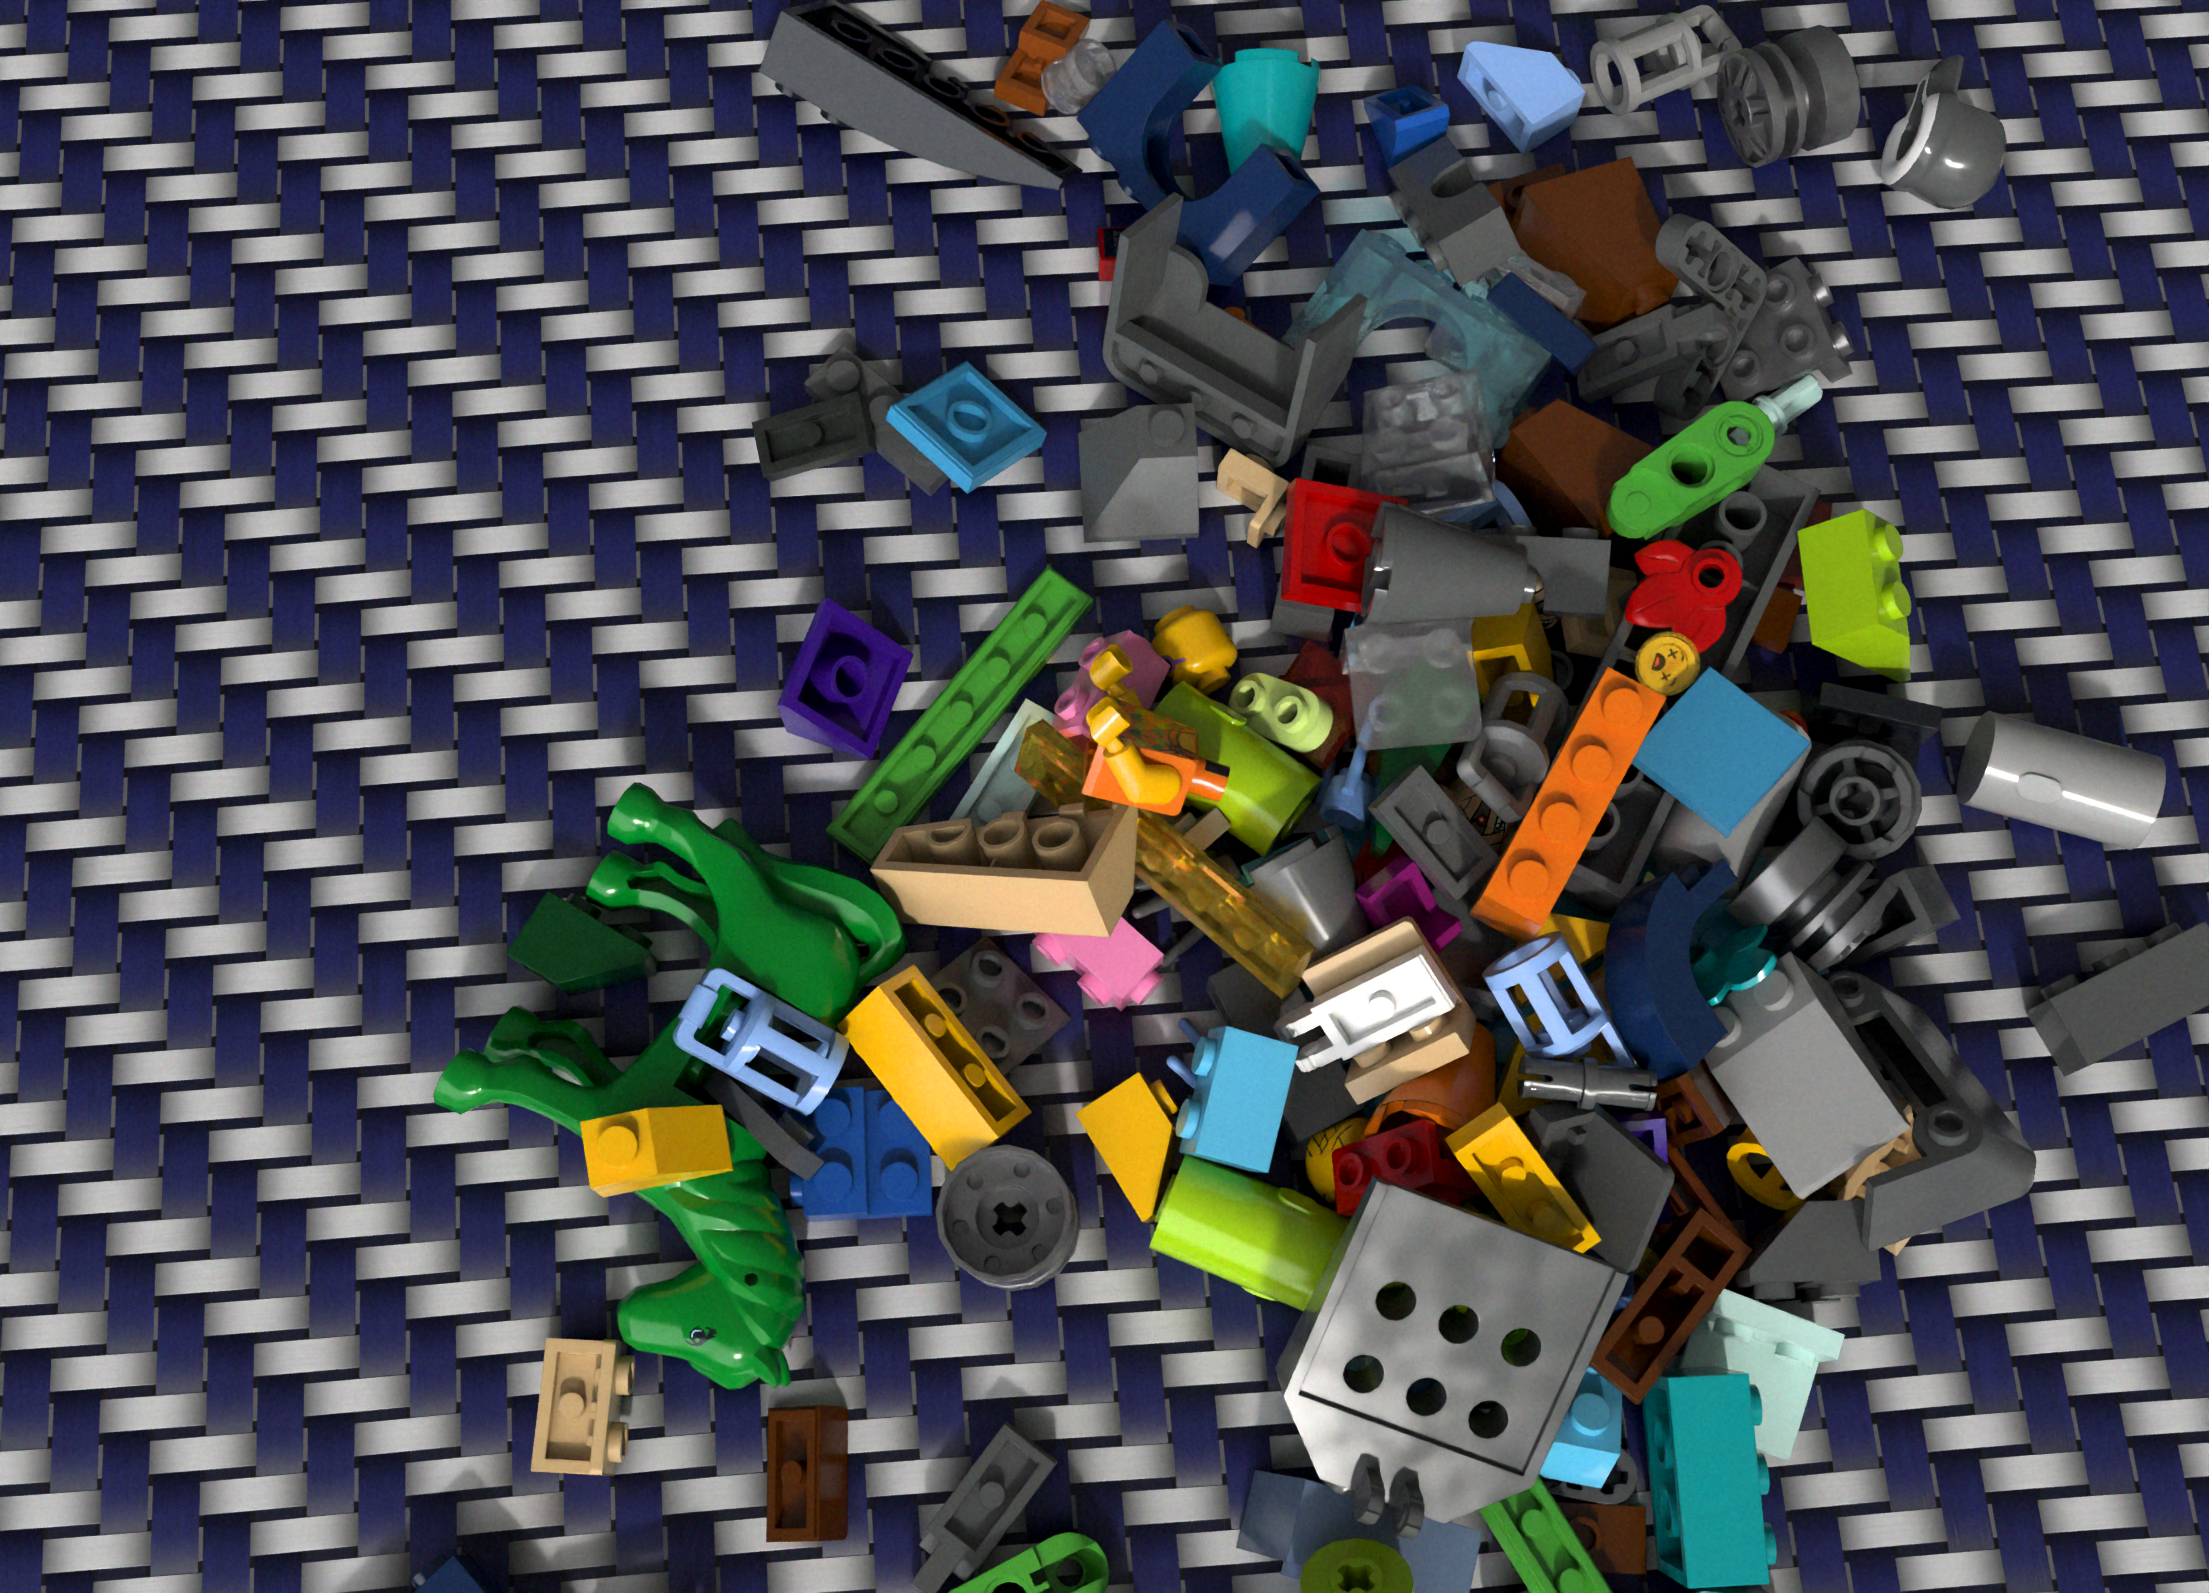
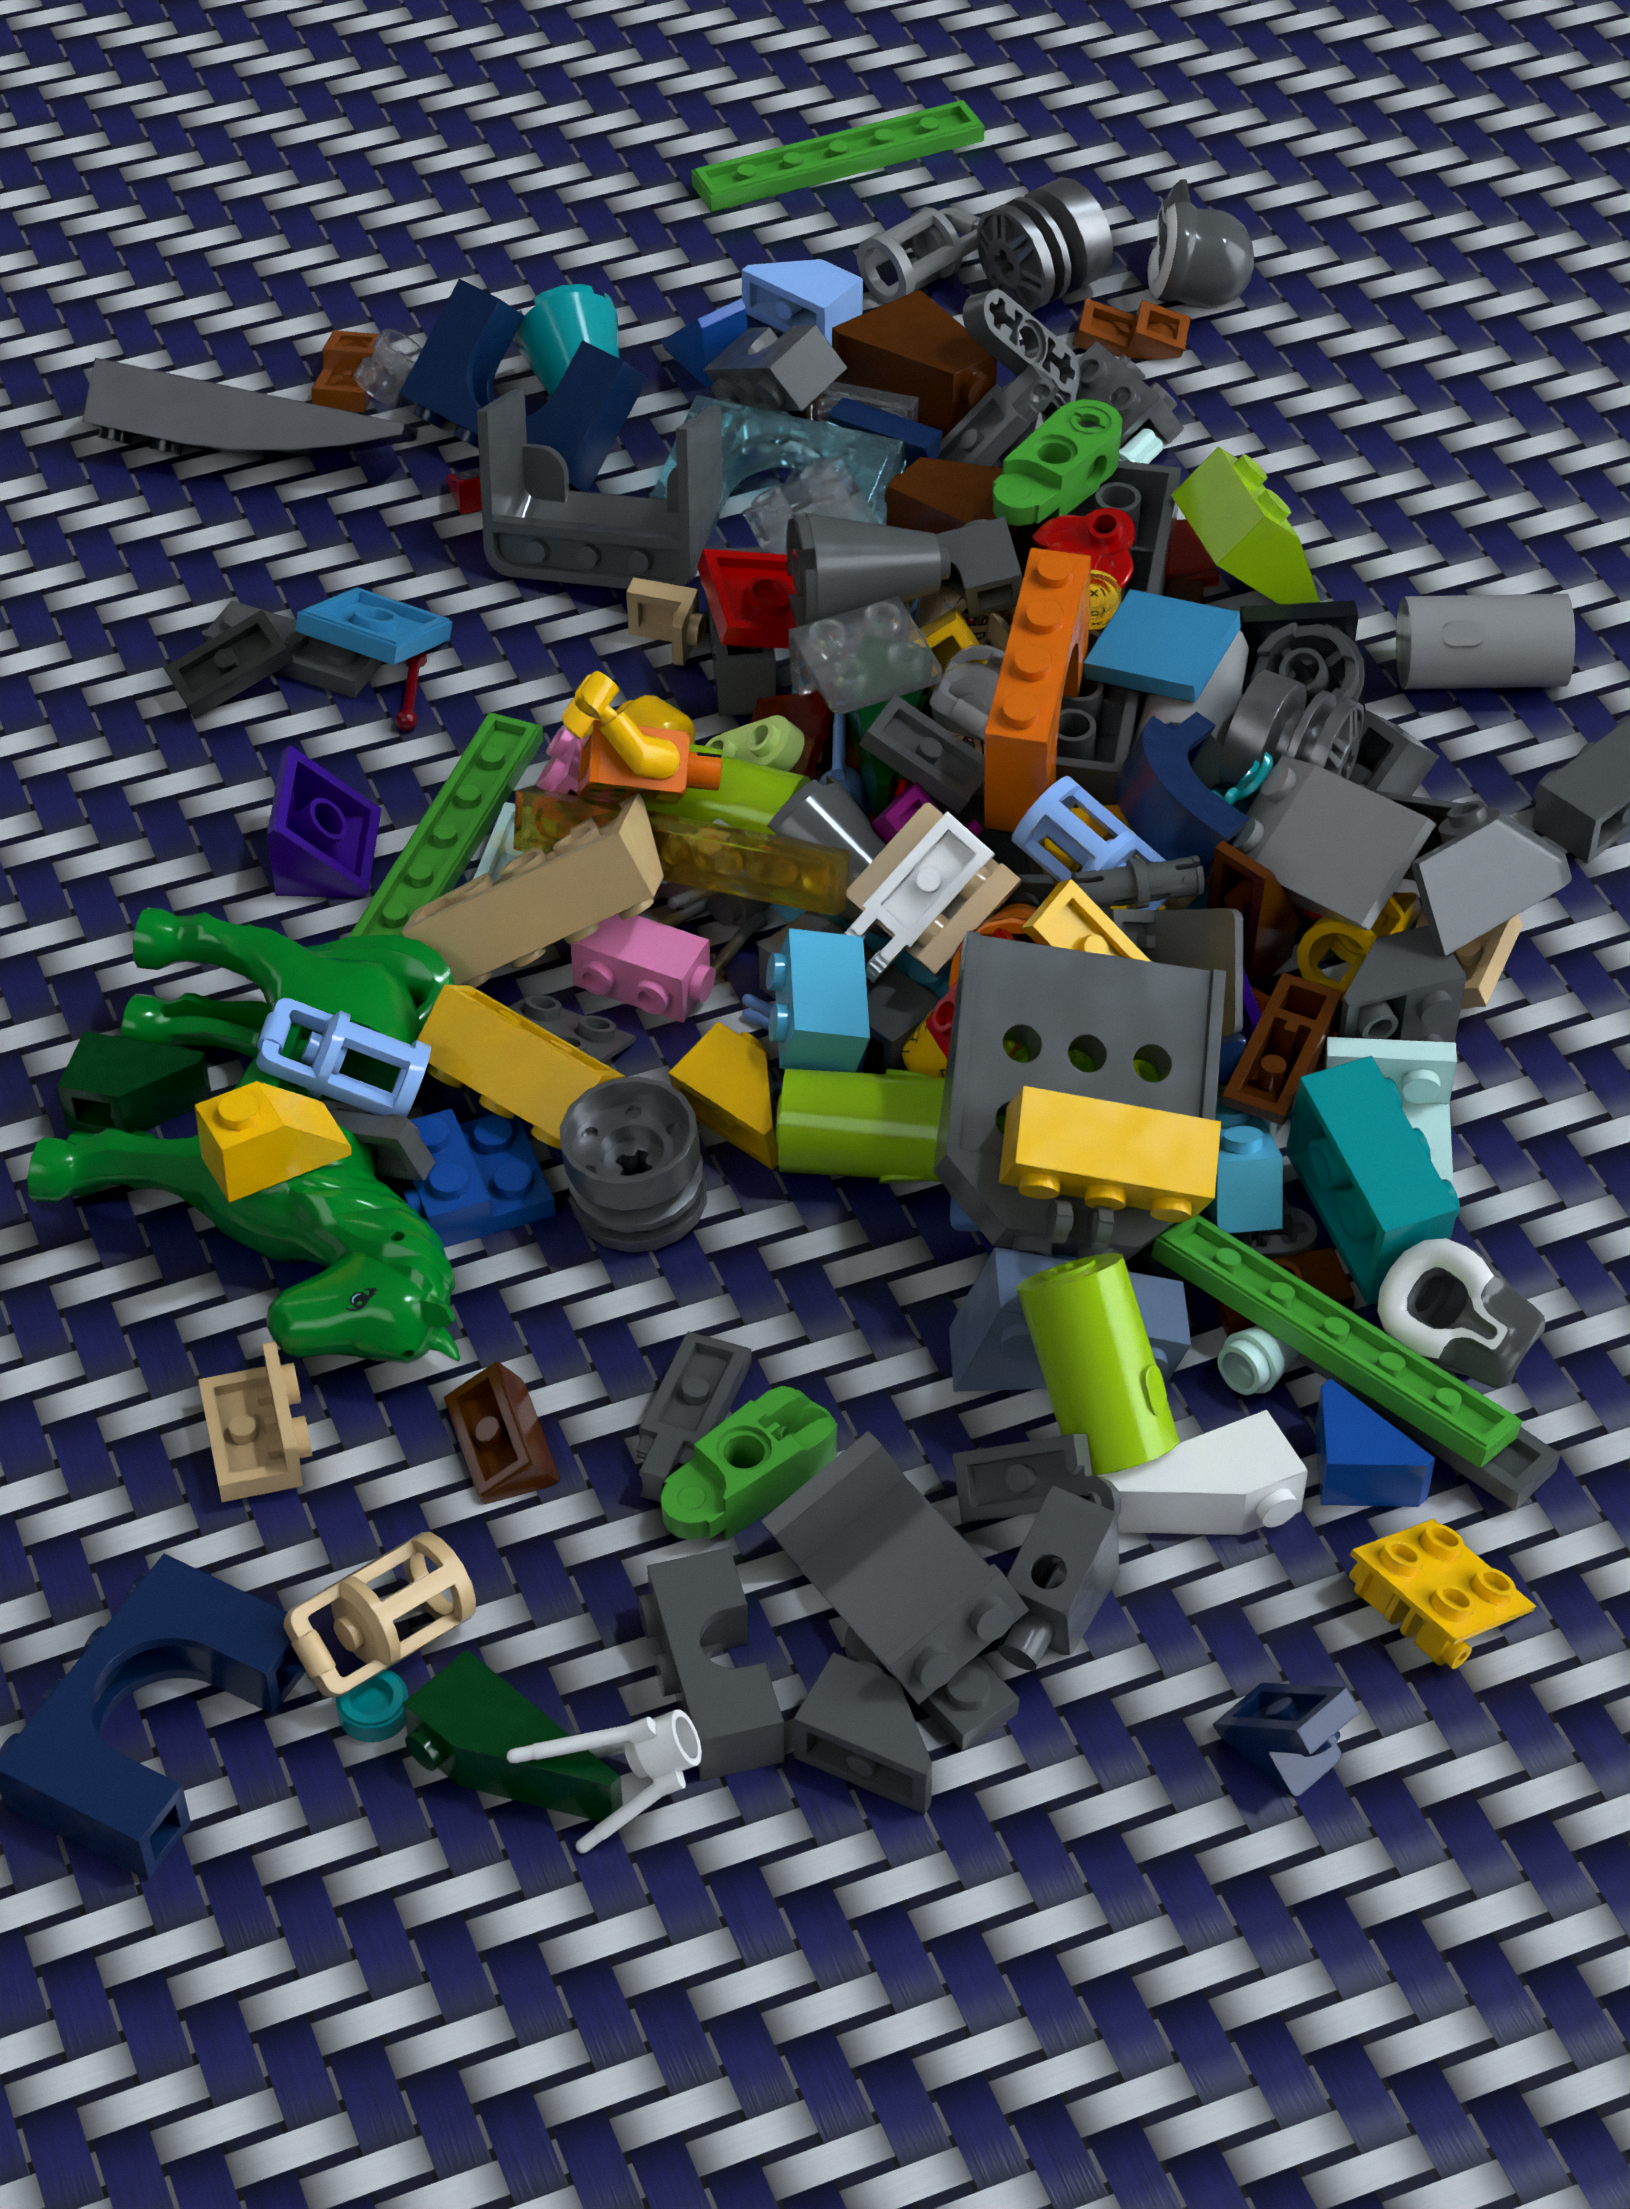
camera: 15 degrees left, 25 degrees down
(969, 544) = (406, 718): none -> dark red hinge
(1140, 475) = (554, 626): dark grey slope -> none
(1440, 1455) = (1109, 1154): none -> yellow brick
(1851, 228) = (1146, 335): none -> dark orange slope

